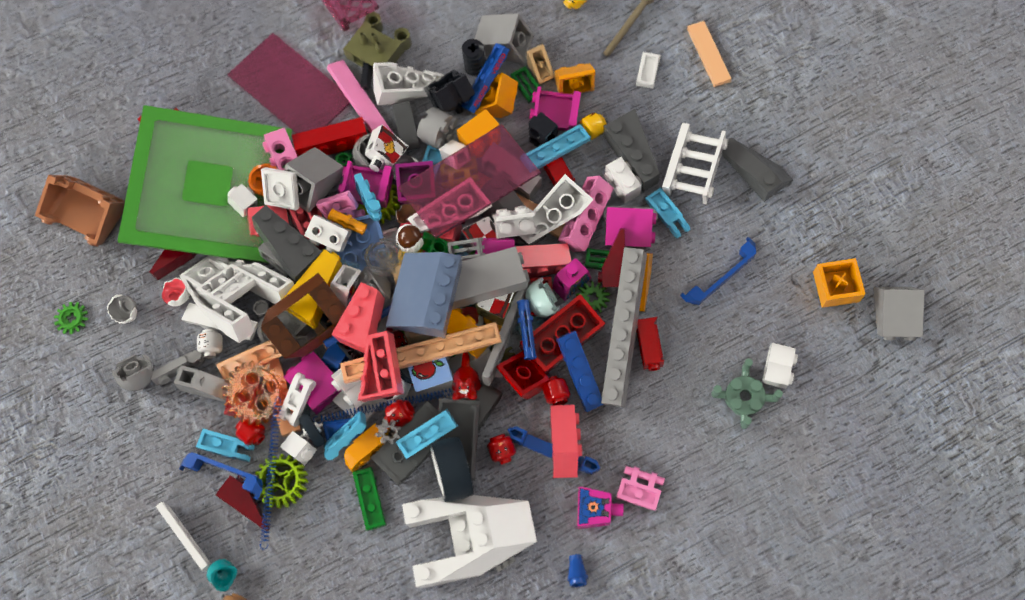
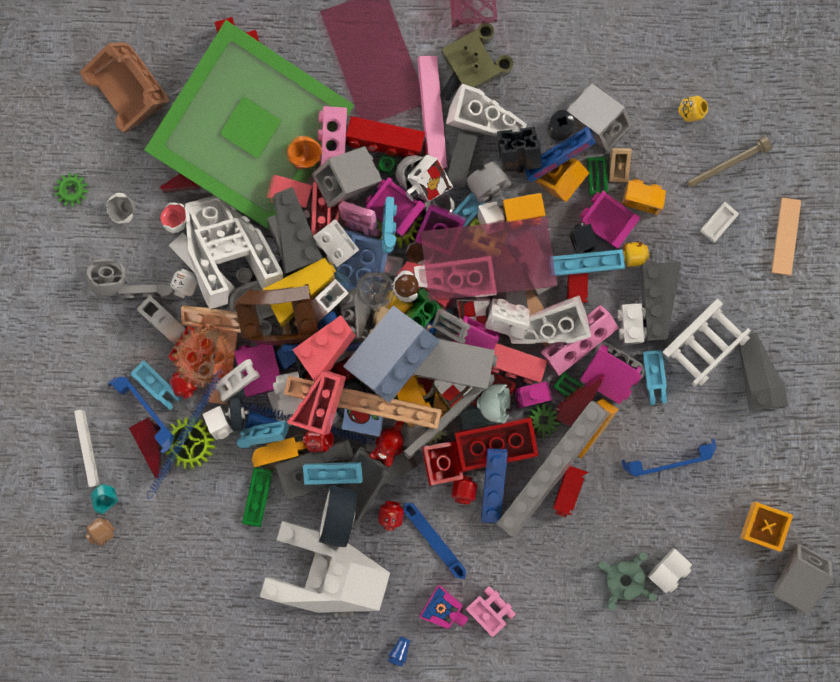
camera: 20 degrees right, 15 degrees up
(242, 198) = (275, 160): white brick -> none
(280, 188) = (313, 174): white tile -> none
(347, 221) = (358, 239): light orange pin -> none
(393, 433) = (300, 453): light grey gear -> none
(529, 351) = (473, 405): blue pin -> none
(565, 441) = (448, 538): coral wedge -> none

